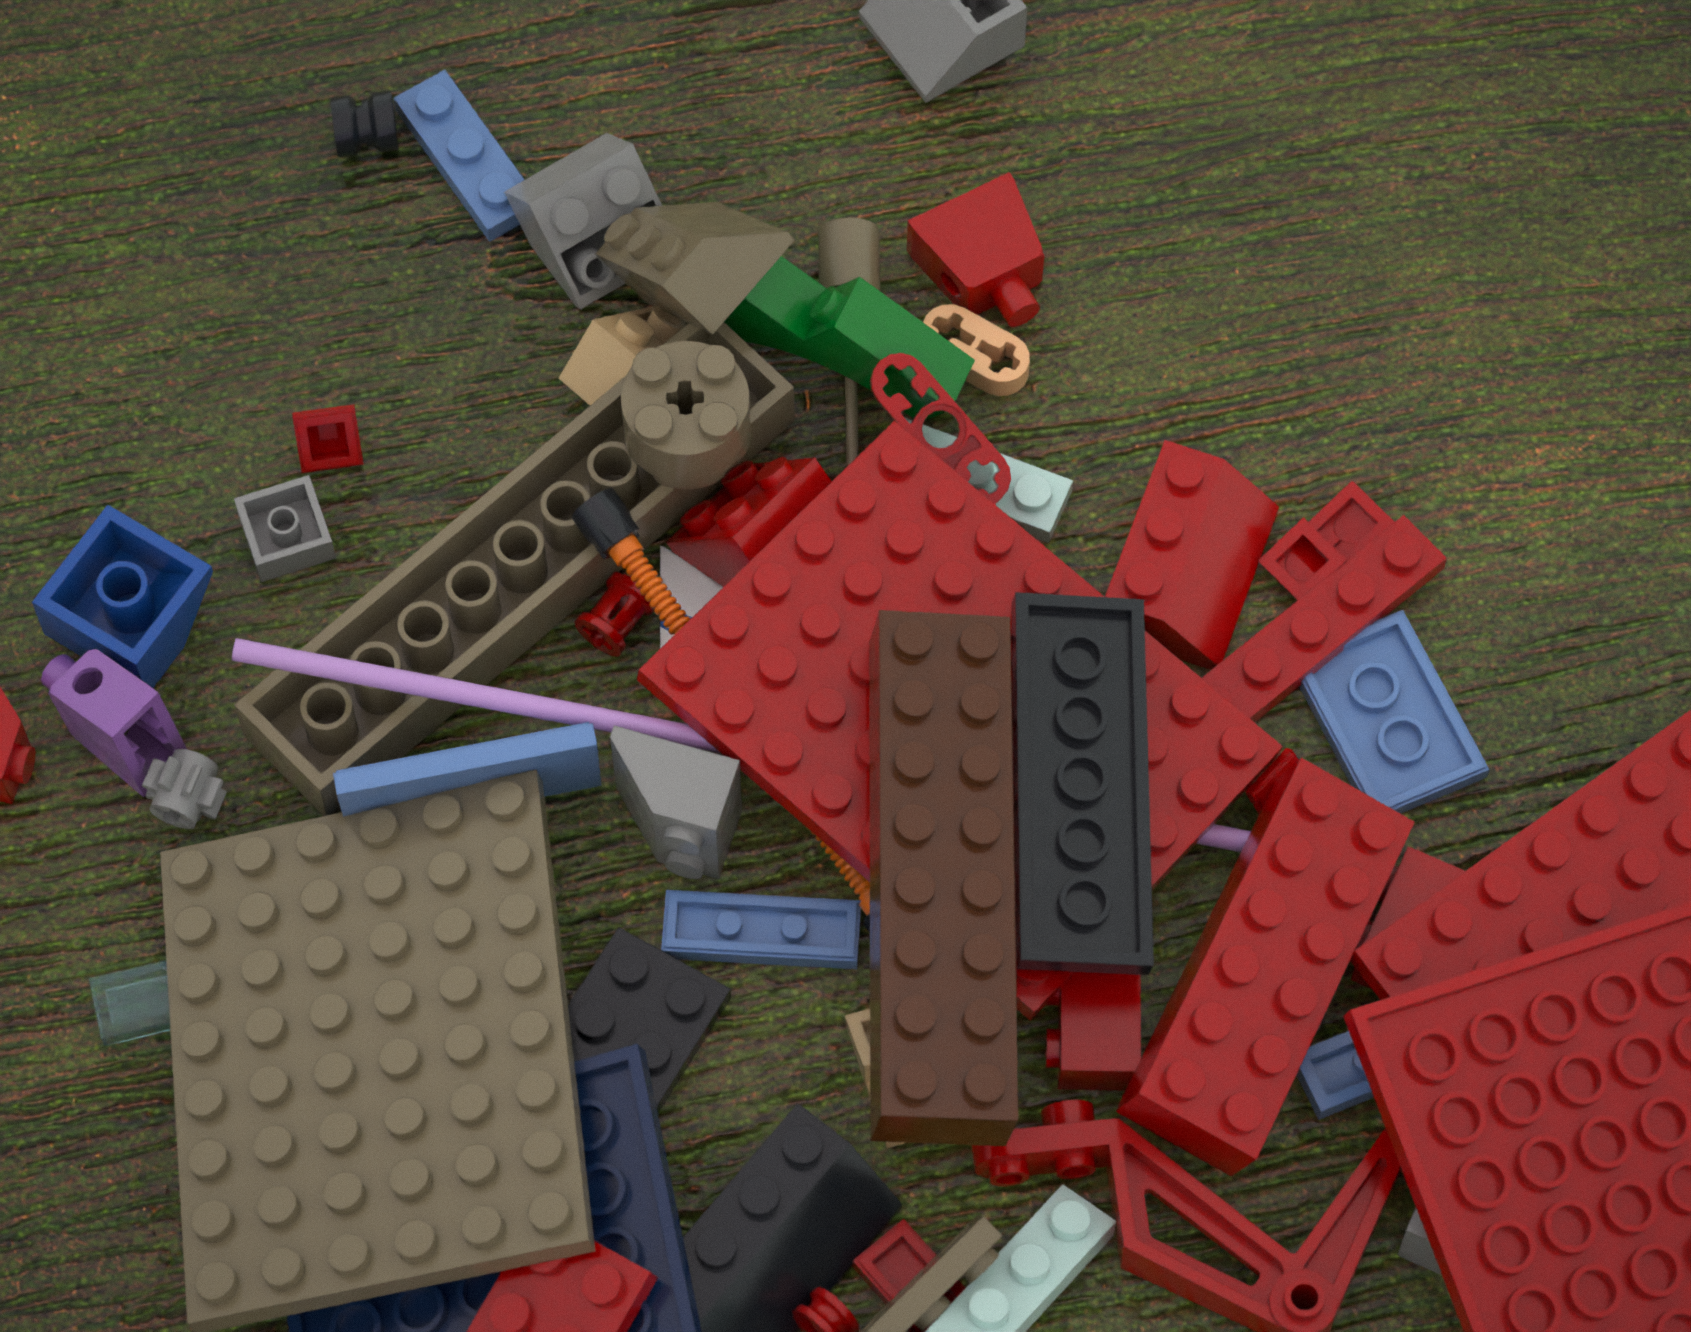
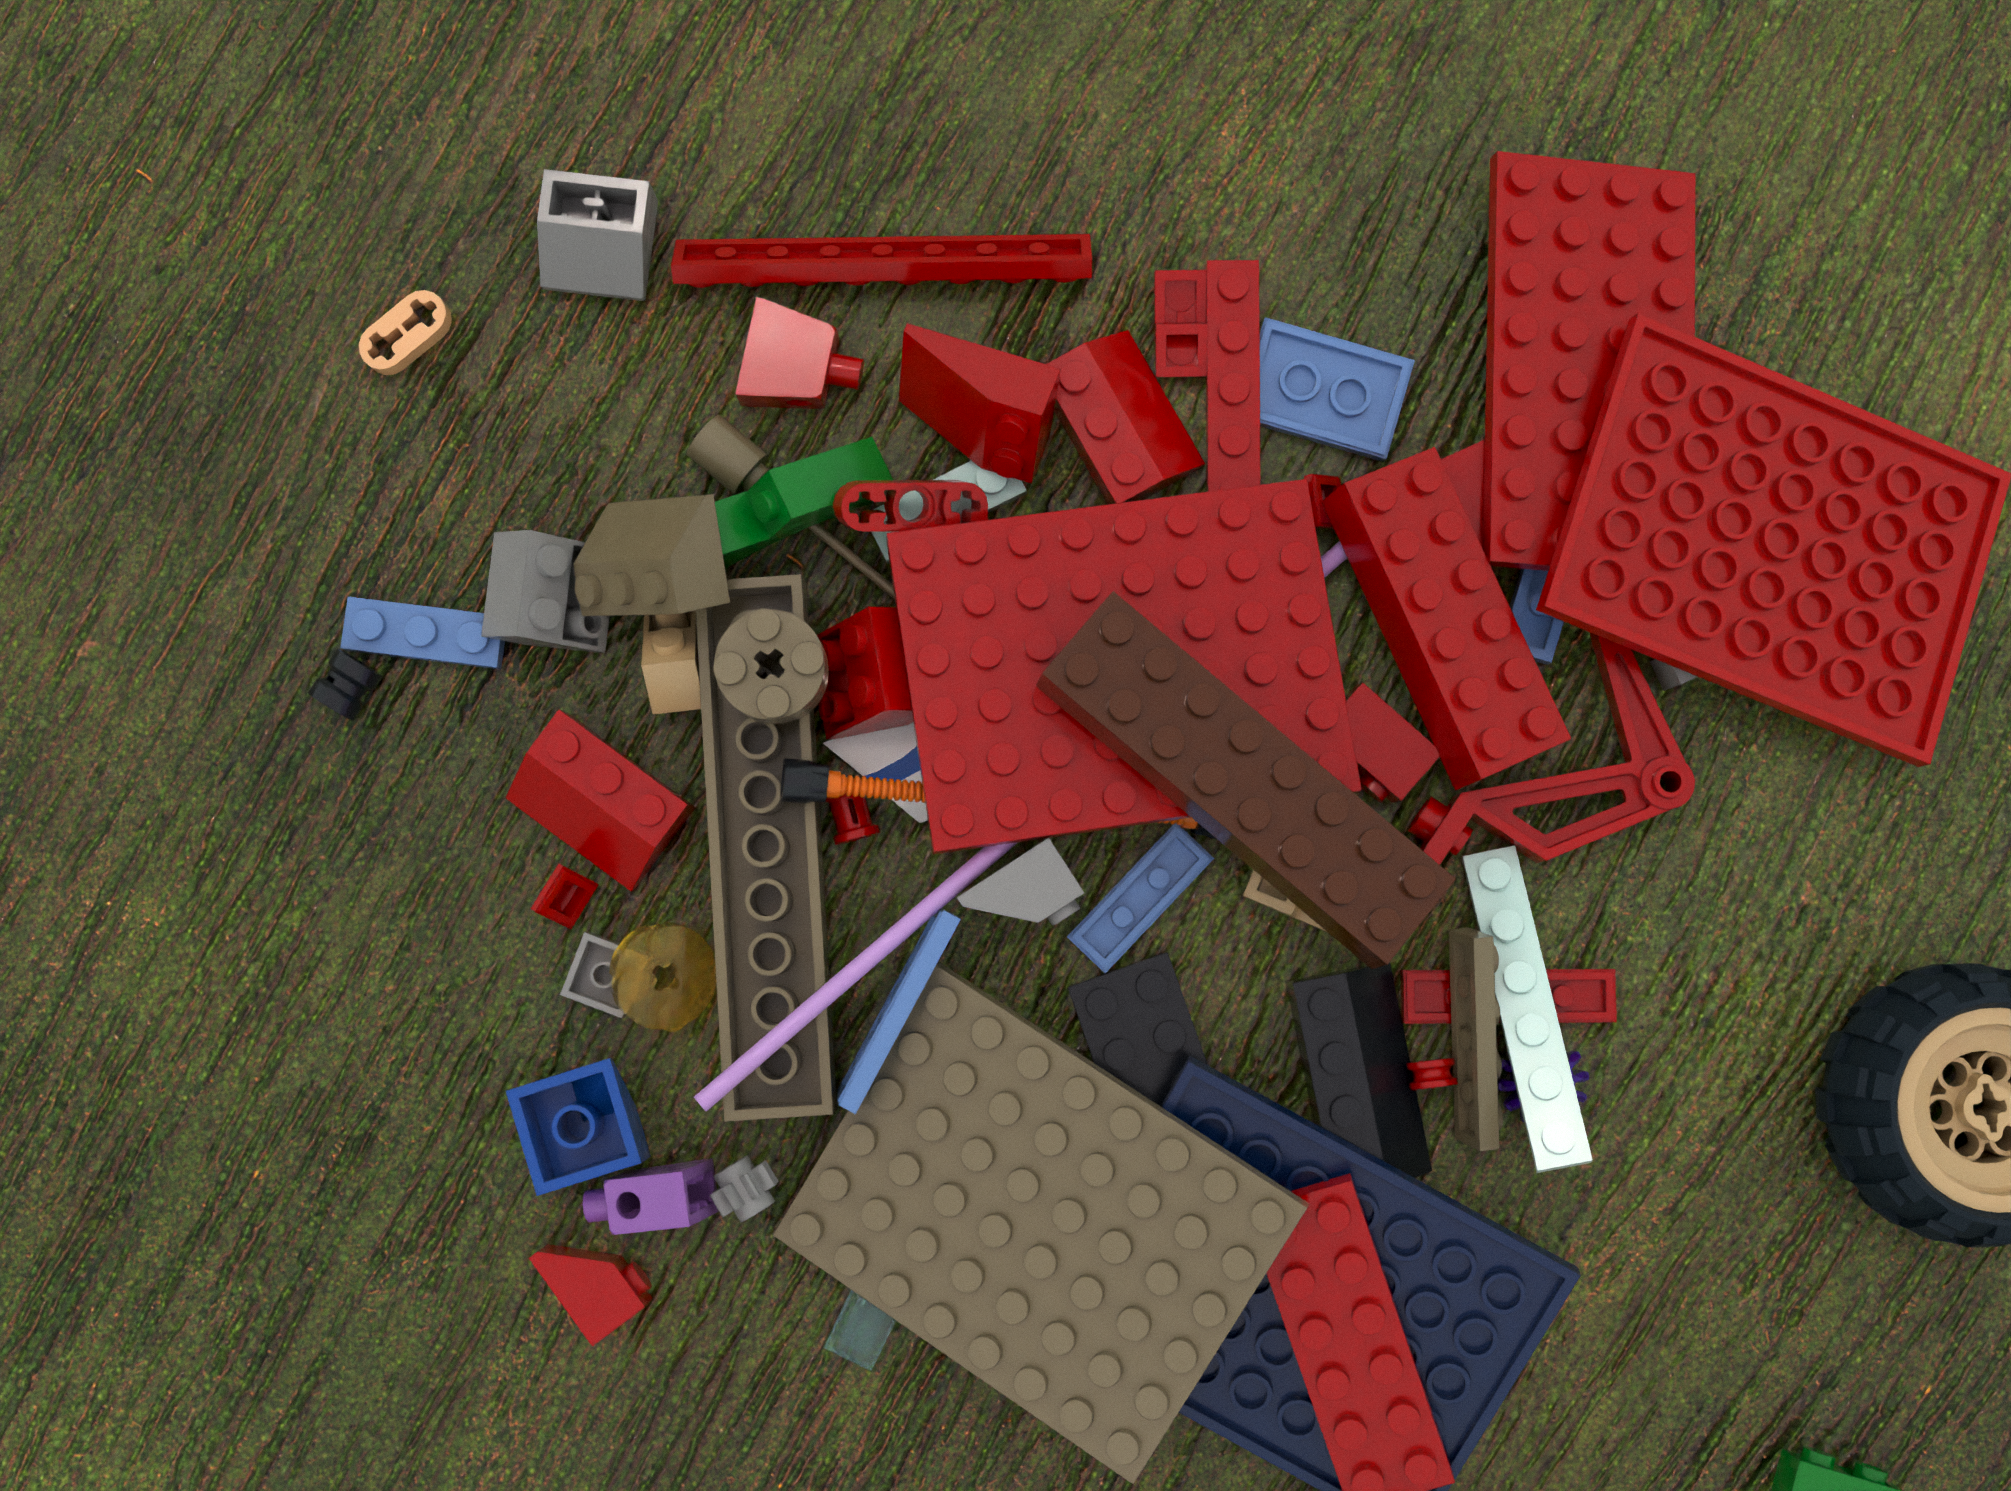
camera: 50 degrees left, 20 degrees up
(300, 543) = (634, 983): none -> clear yellow plate
(440, 398) = (597, 800): none -> red slope
(985, 344) = (852, 412): light nougat beam -> none
(1081, 785) = (1245, 632): black plate -> none
(1093, 420) = (980, 399): none -> red slope
(1160, 271) = (882, 259): none -> red plate

